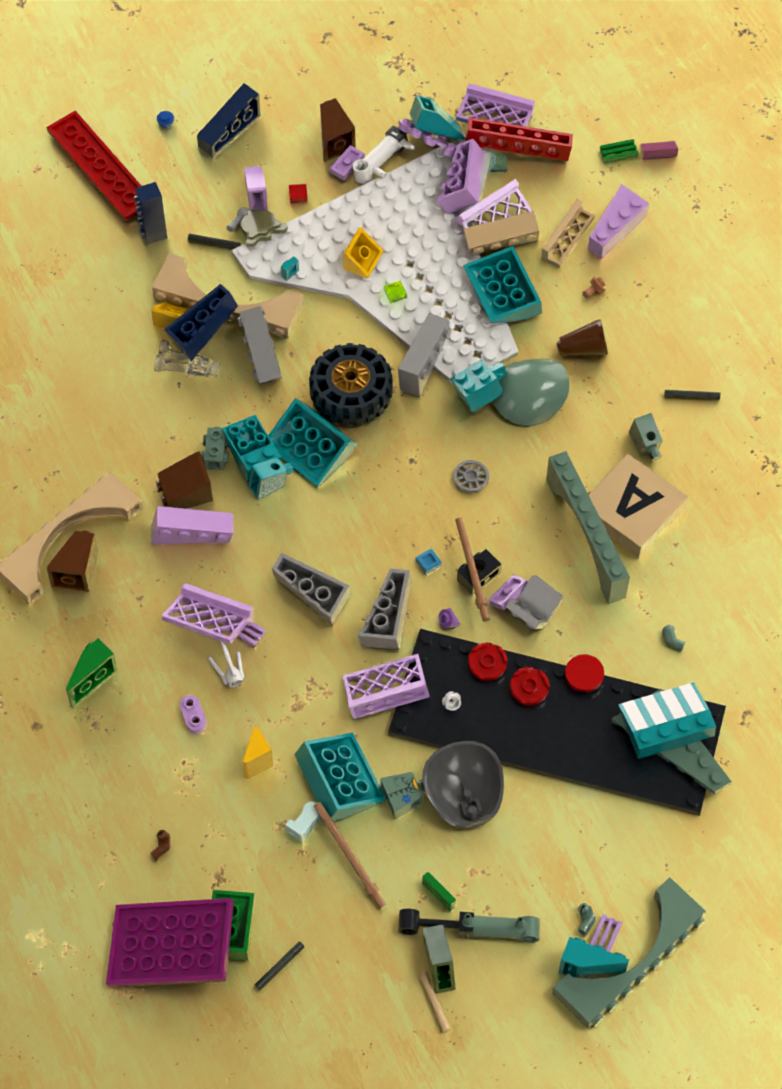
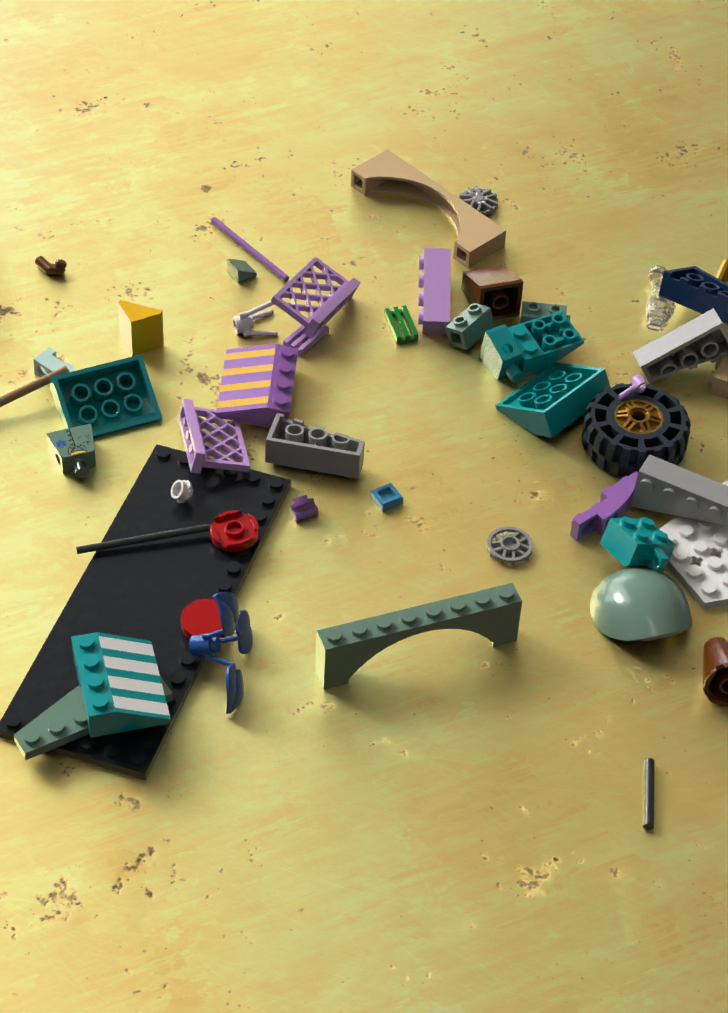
camera: 90 degrees right, 15 degrees down
(52, 499) = (481, 200): none -> light grey wheel
(74, 563) = (392, 204): reddish brown slope -> none
(93, 668) = (256, 210): green slope -> none
(125, 682) = (250, 249): none -> medium lavender axle
(158, 685) = (240, 270): none -> sand green slope
(191, 713) = (202, 295): lavender plate -> none
(222, 553) = (398, 313): none -> green tile
(232, 500) = (470, 326): none -> sand green brick
(313, 587) = (349, 386): light grey wedge -> none
(317, 656) = (257, 384): none -> medium lavender slope
(320, 372) = (638, 385): none -> lavender hand
(426, 403) = (614, 503): none -> medium lavender slope
(464, 783) = (69, 489): dark grey piece -> none
(481, 601) = (313, 523): medium nougat bar -> none
(486, 563) = (365, 537): black brick -> none
(501, 728) = (143, 538): none -> pearl dark grey axle
(509, 591) = (333, 563): lavender plate -> none
(529, 686) = (195, 568): red tile -> none
(535, 603) = (307, 581): light grey bracket -> none
(614, 666) = (208, 644): none -> blue plant
(636, 504) = (458, 700): tan tile -> none
(646, 436) = (567, 720): sand green torso -> none
(670, 638) = (251, 727): sand green arm -> none

